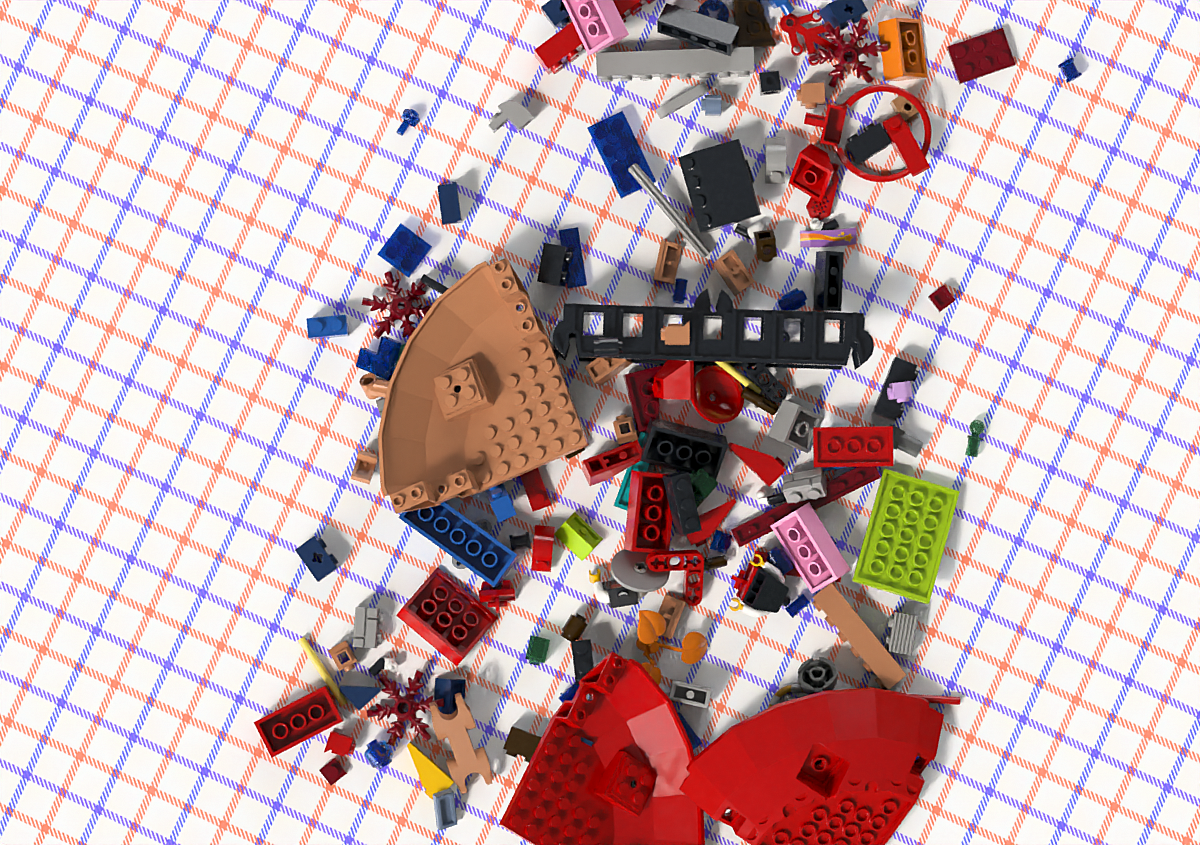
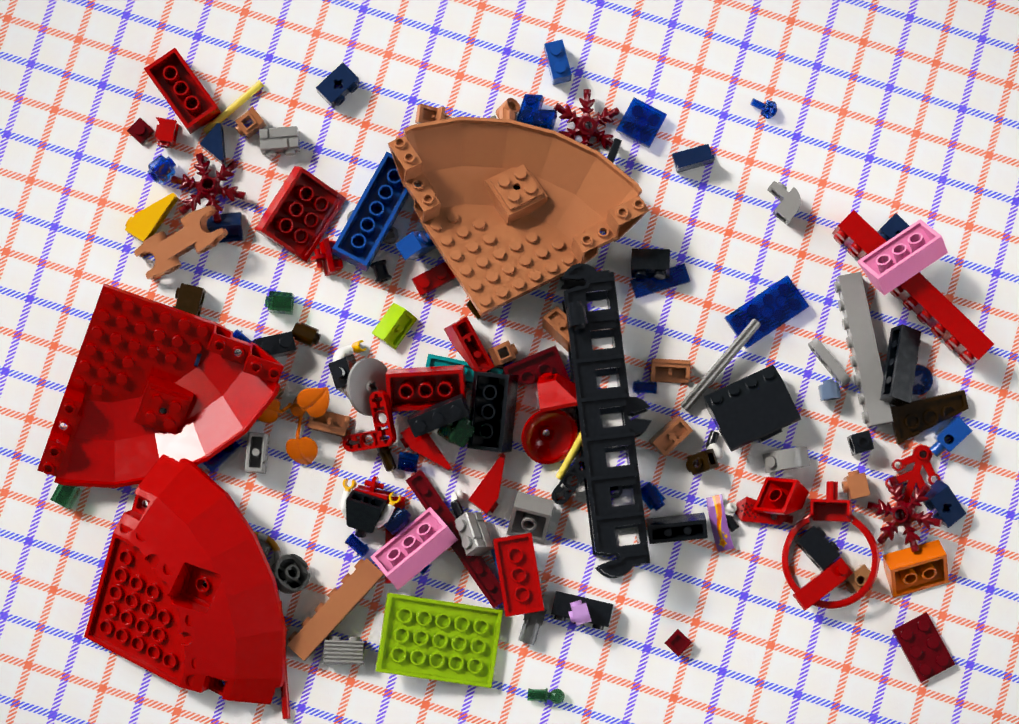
camera: 85 degrees right, 5 degrees down
(383, 664) = (248, 162): arm -> none
(445, 809) = (117, 237): sand blue tile -> none
(542, 548) = (377, 292): red brick -> none
(676, 334) = (599, 379): nougat window -> none
(759, 401) = (550, 479): dark brown axle -> none

